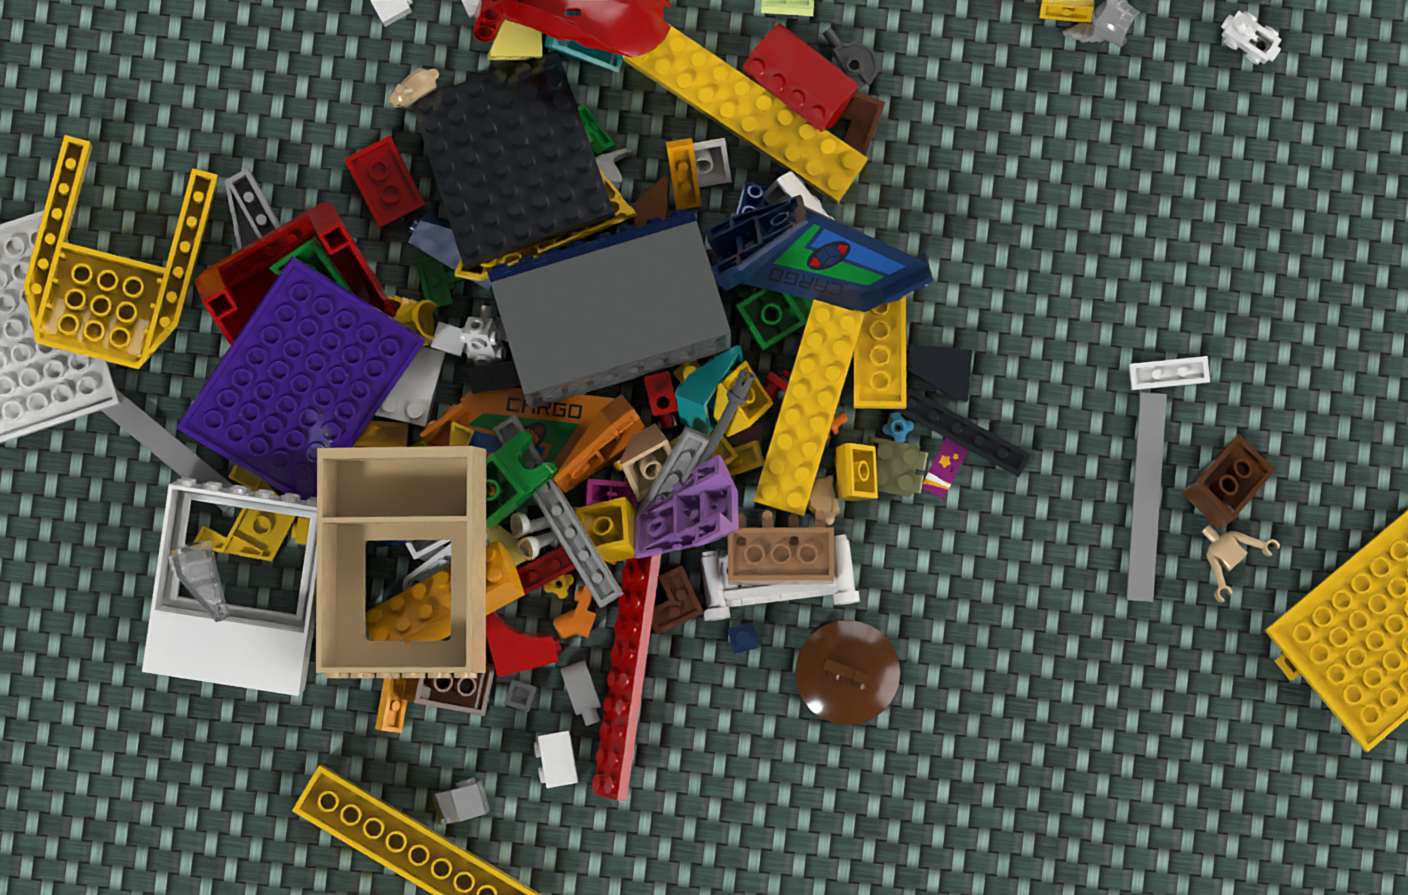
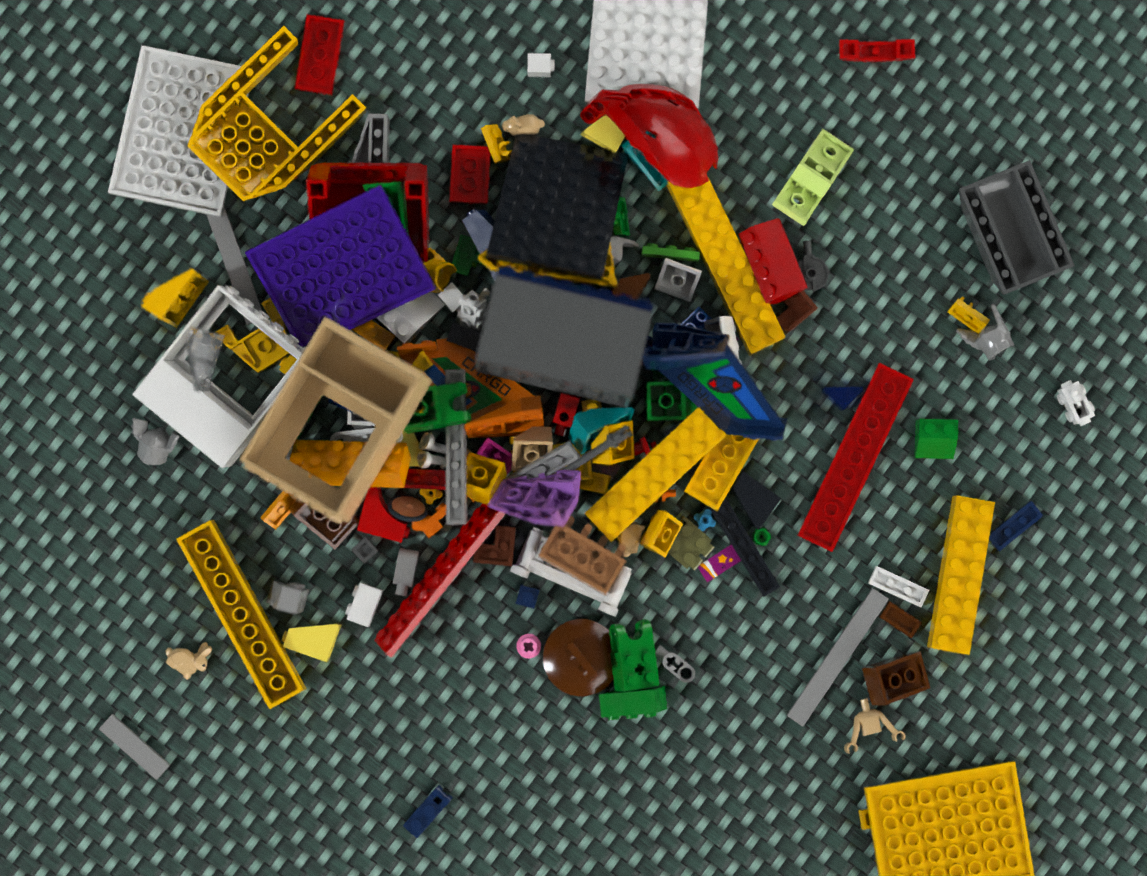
camera: 25 degrees right, 0 degrees up
(123, 144) = (319, 54): none -> red tile
(125, 530) = (176, 297): none -> yellow slope
(199, 715) = (153, 443): none -> light grey helmet
(394, 128) = (496, 143): none -> yellow plate
(521, 837) = (312, 641): none -> light yellow slope
(542, 616) = (408, 508): none -> nougat wheel
(654, 147) = (670, 252): none -> bright green plate
(684, 173) = (662, 278): light orange plate -> none
(778, 695) = (528, 646): none -> bright pink piece
(905, 632) = (634, 658): none -> green brick
(938, 690) = (633, 703): none -> green wedge
(940, 612) = (662, 654): none -> light grey piece
(973, 189) = (841, 396): none -> clear blue slope
(982, 410) = (756, 536): none -> green plate
(1031, 251) = (855, 457): none -> red plate
(1112, 174) = (936, 438): none -> green slope
(1193, 410) = (900, 619): none -> reddish brown tile
(1233, 316) = (961, 574): none -> yellow brick
(1263, 223) = (1014, 526): none -> dark blue plate

